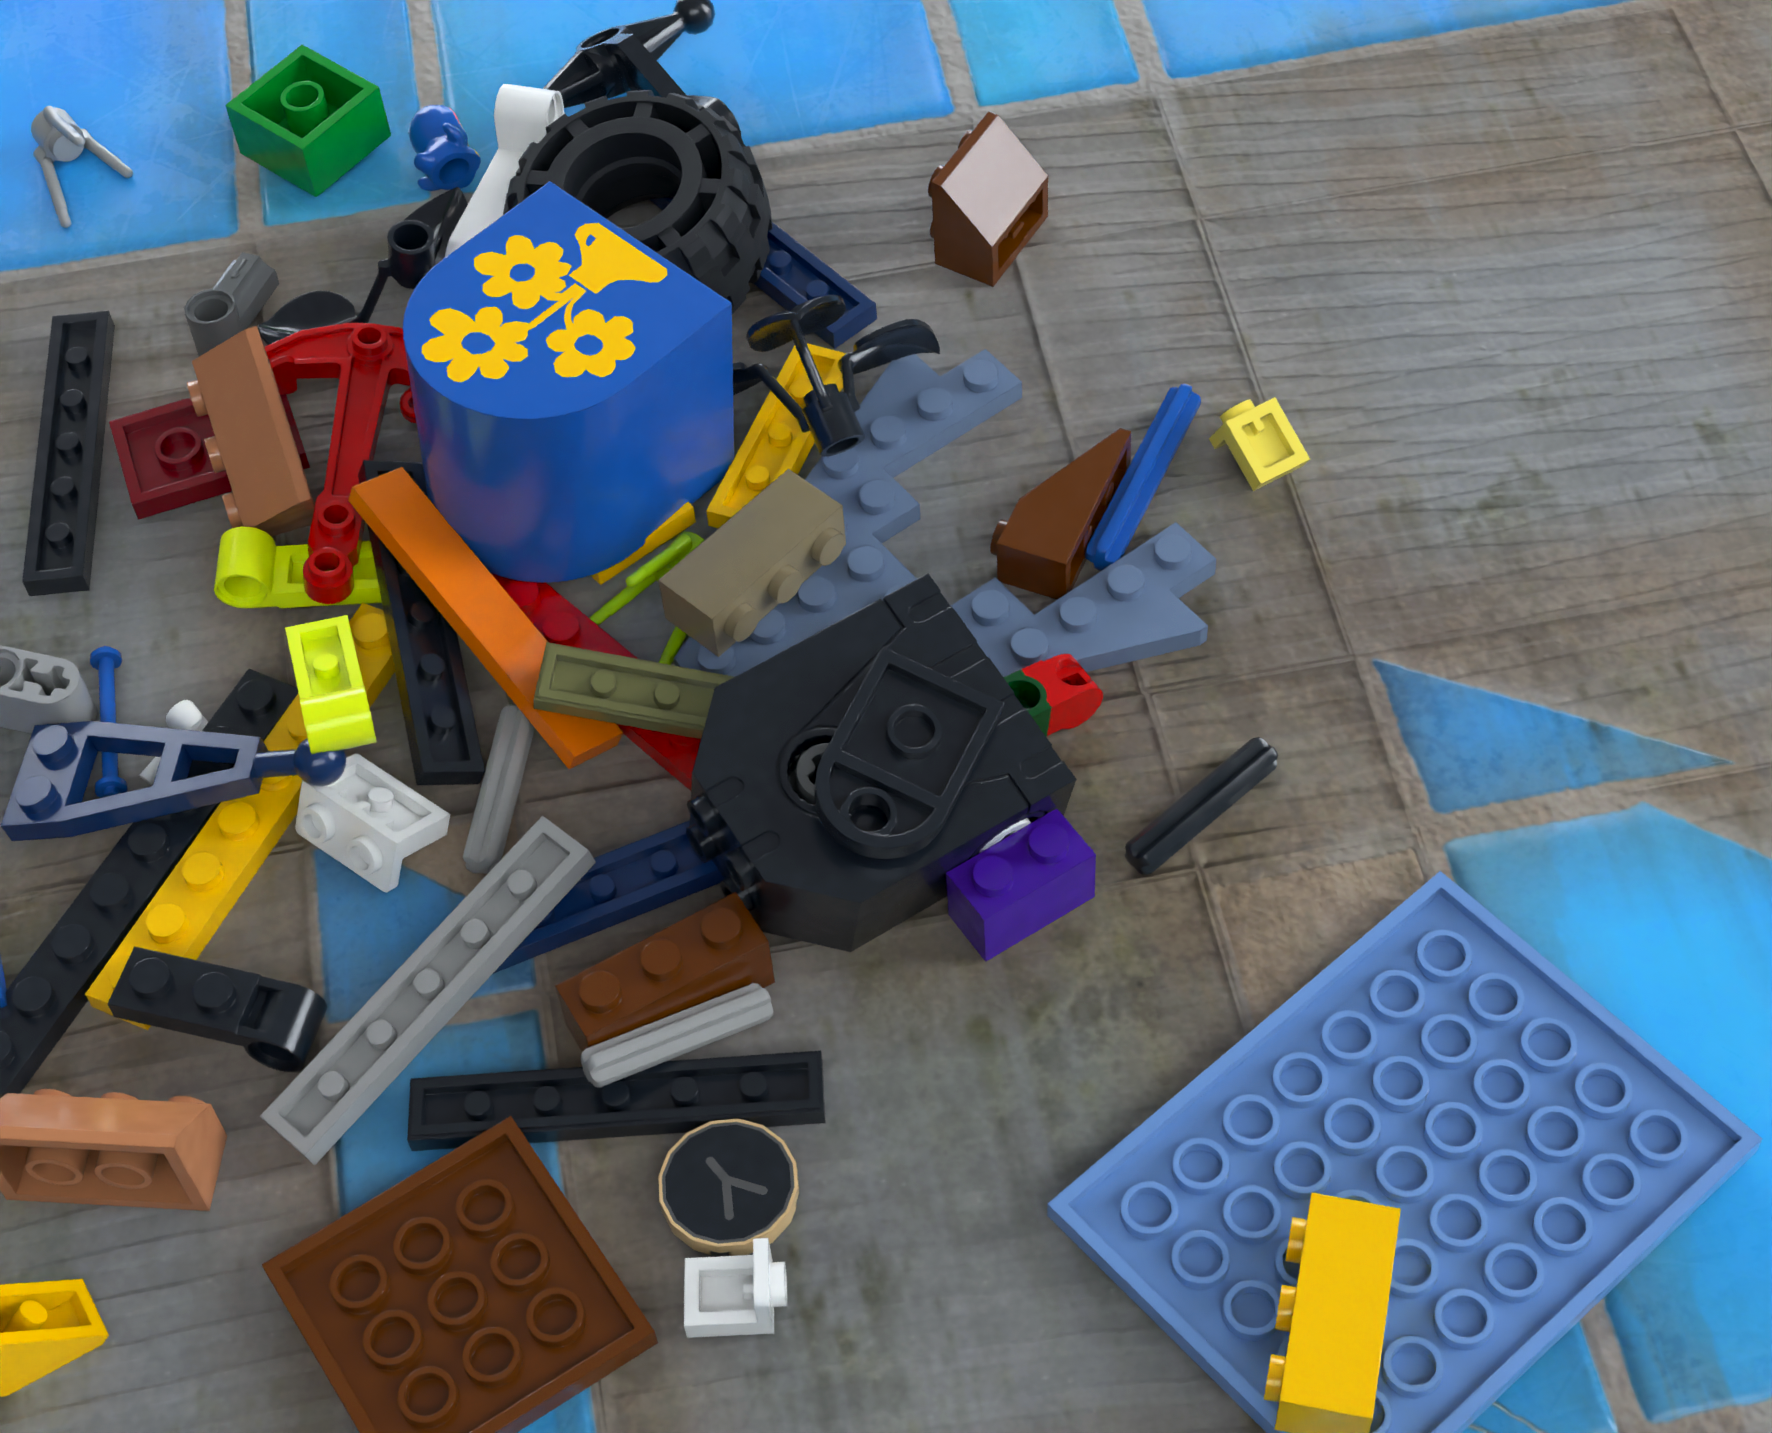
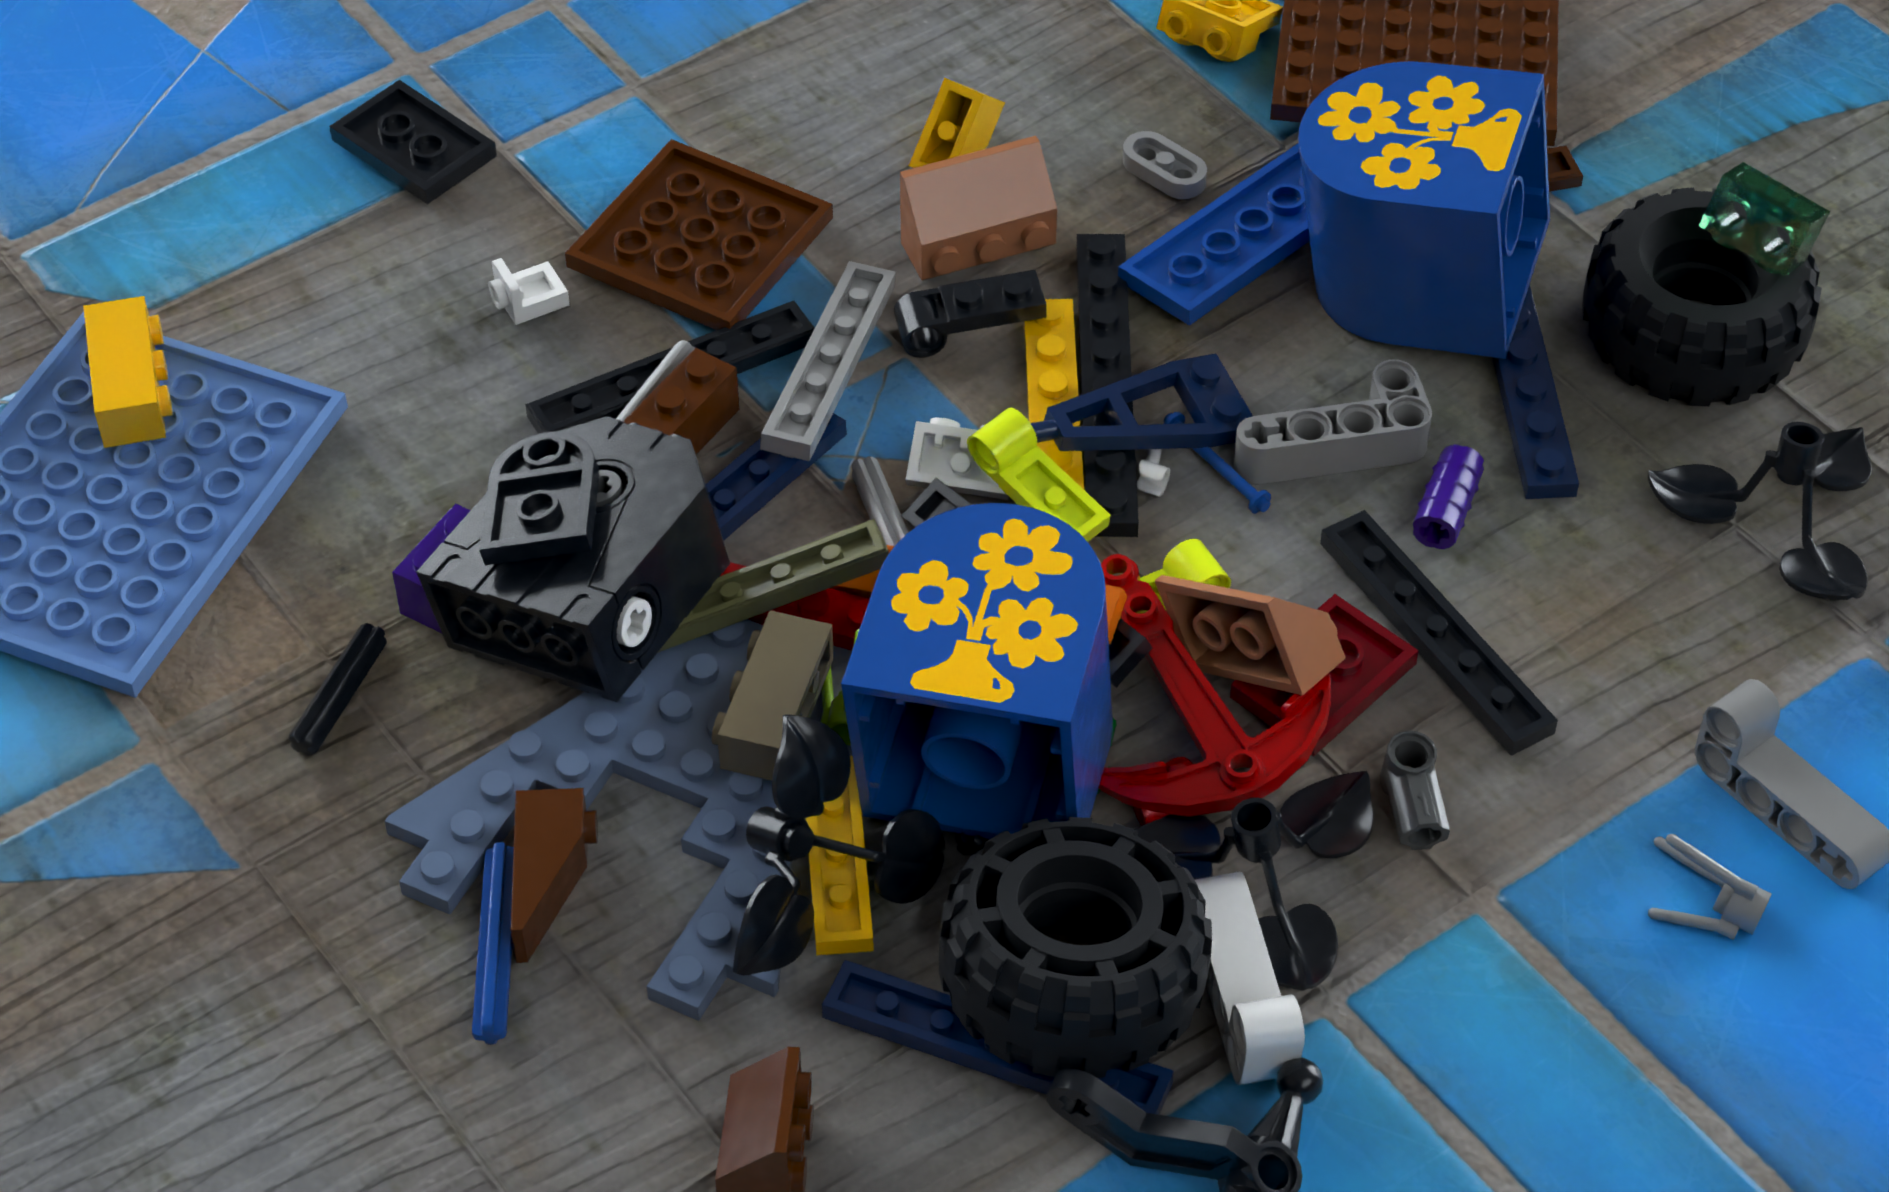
camera: 150 degrees right, 5 degrees down
(309, 120) = (1503, 985): green brick -> none
(442, 149) = (1361, 1028): blue animal -> none
(728, 1186) = (566, 350): black tile -> none
(1056, 693) = (497, 701): red leg -> none
(1260, 441) = (403, 1000): light yellow bracket -> none

